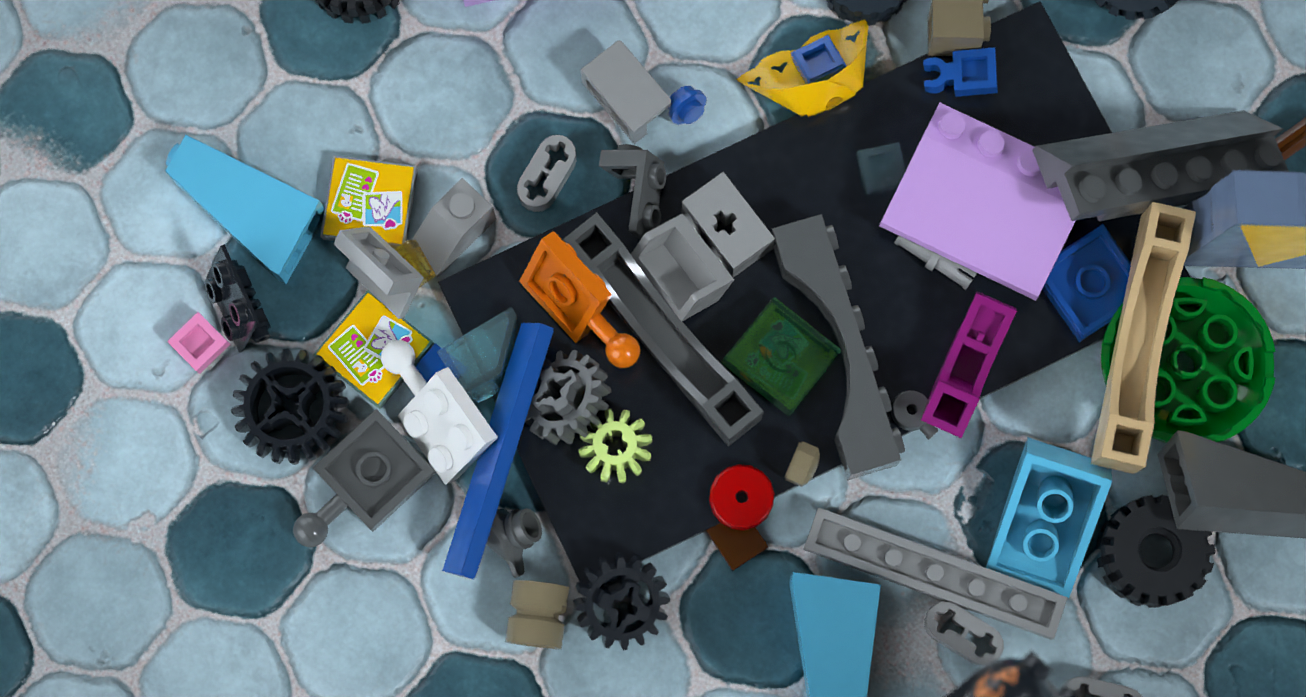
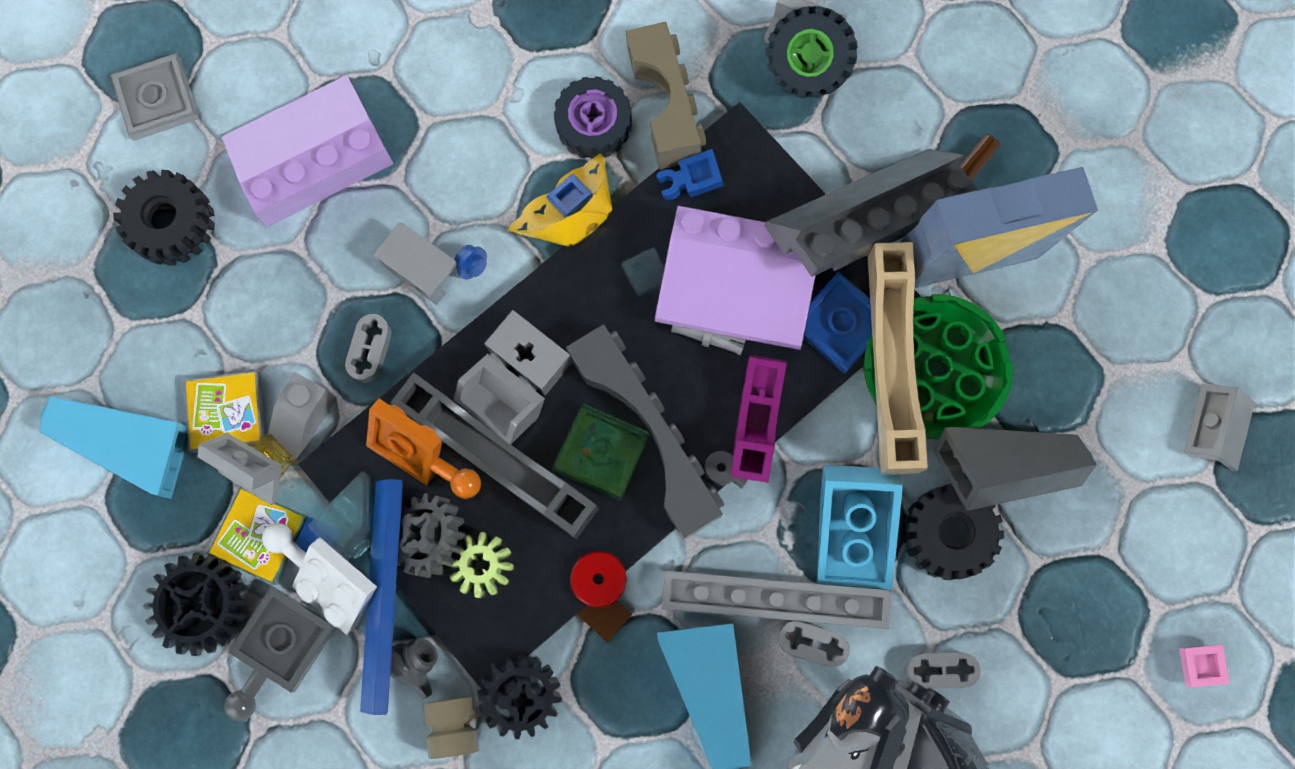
camera: 15 degrees left, 0 degrees up
(198, 343) = (105, 570): bright pink plate -> none
(231, 290) = (121, 515): black hinge -> none
(649, 177) = (453, 333): dark grey bracket -> none
(803, 464) = (642, 538): dark tan tile -> none

